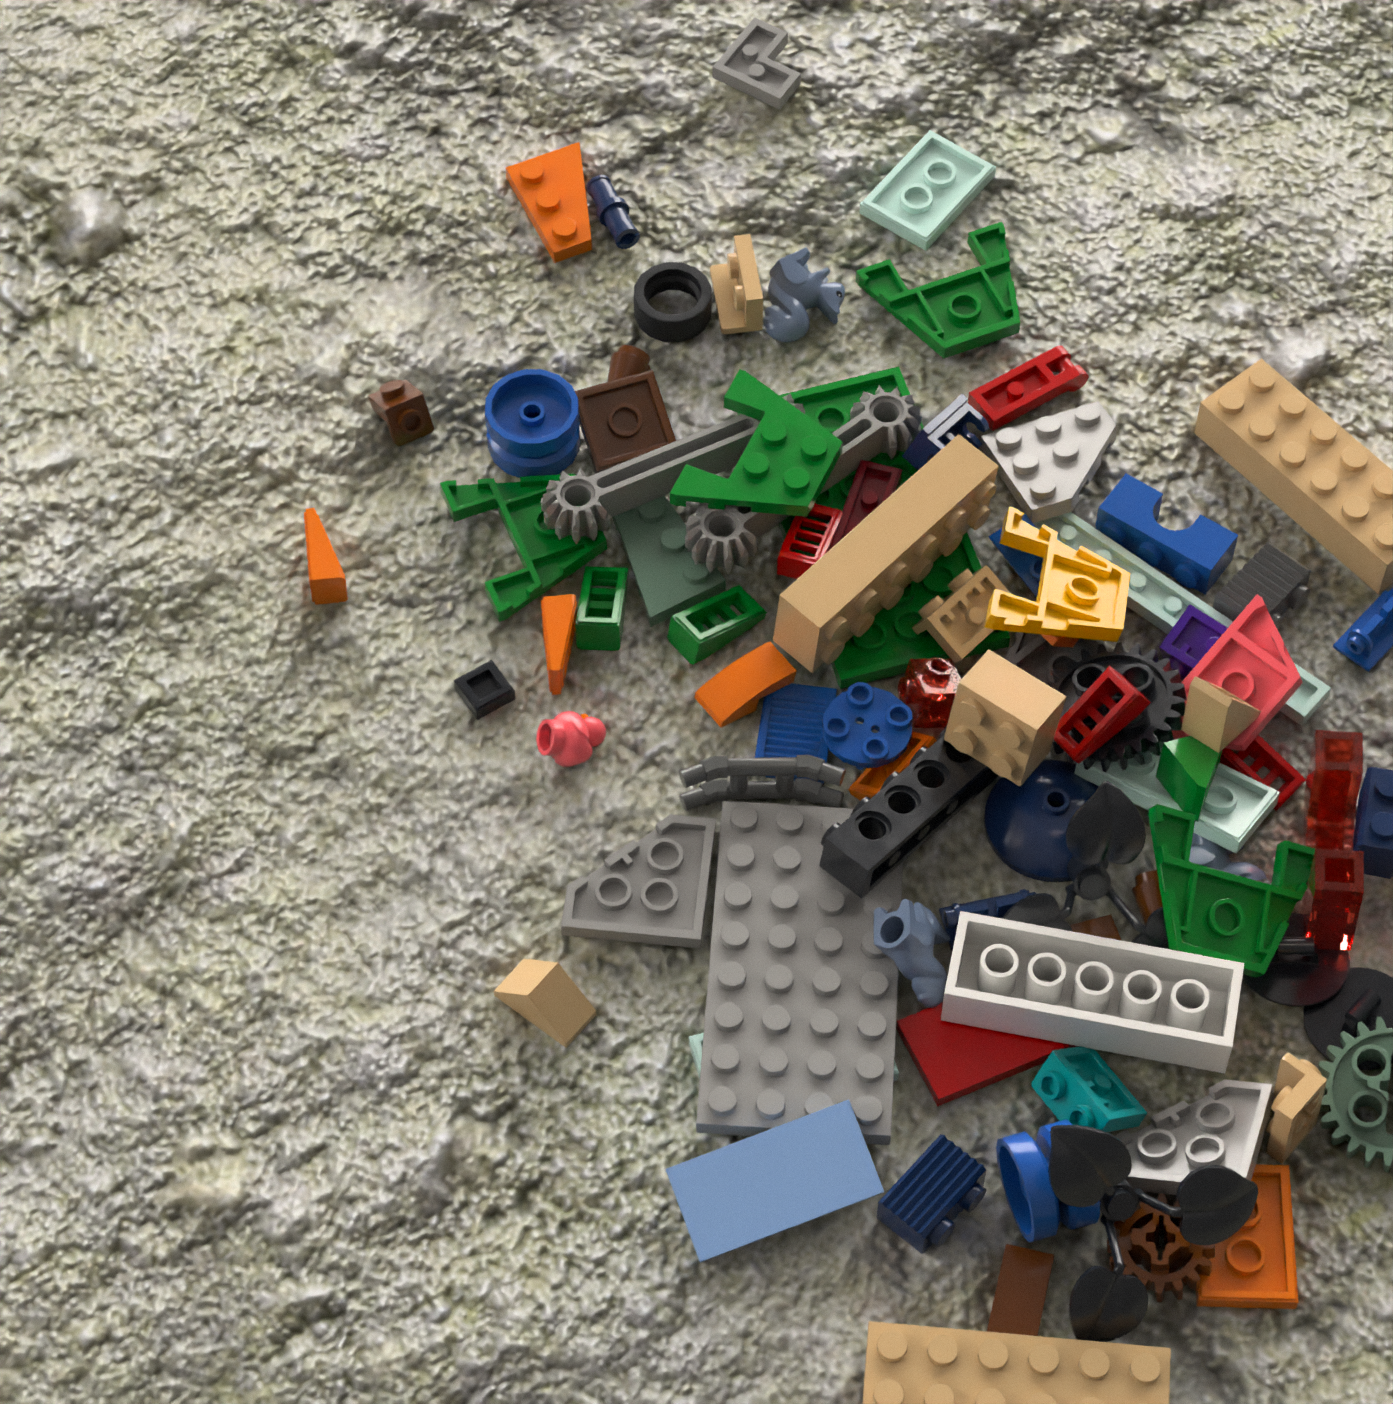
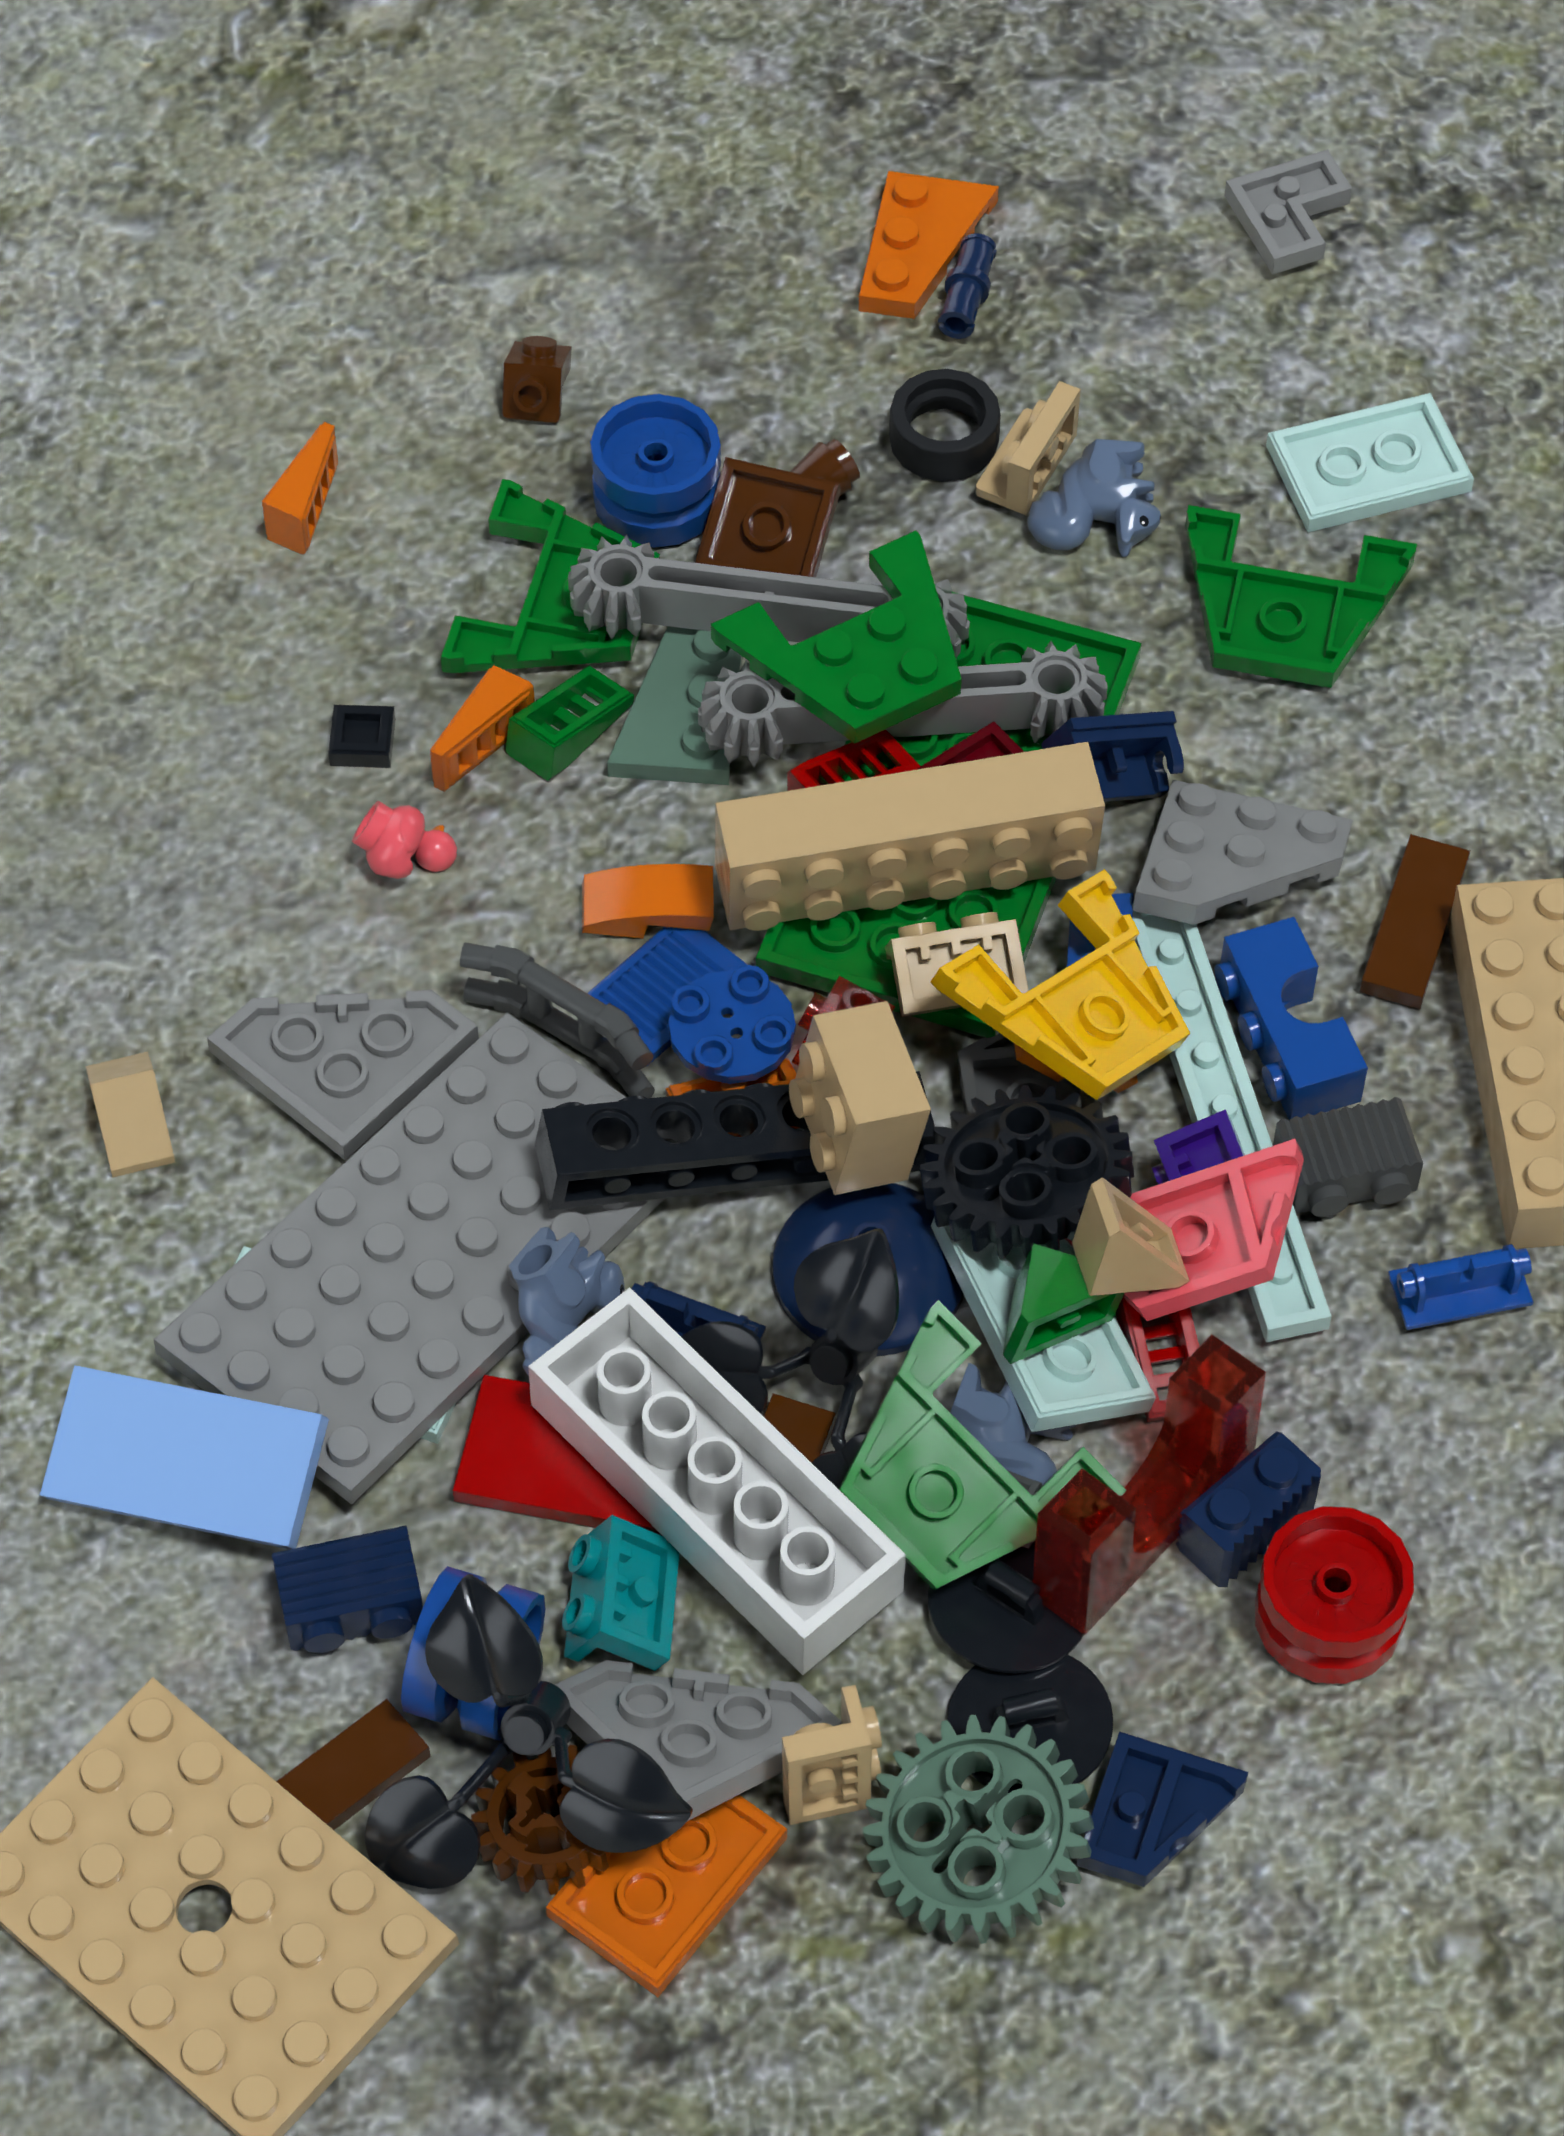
camera: 35 degrees right, 0 degrees up
(698, 643) = (656, 828): green slope -> none
(1027, 387) = (1281, 755): red plate -> none
(1119, 716) = (1023, 1166): red slope -> none
(1178, 439) = (1414, 922): none -> reddish brown tile

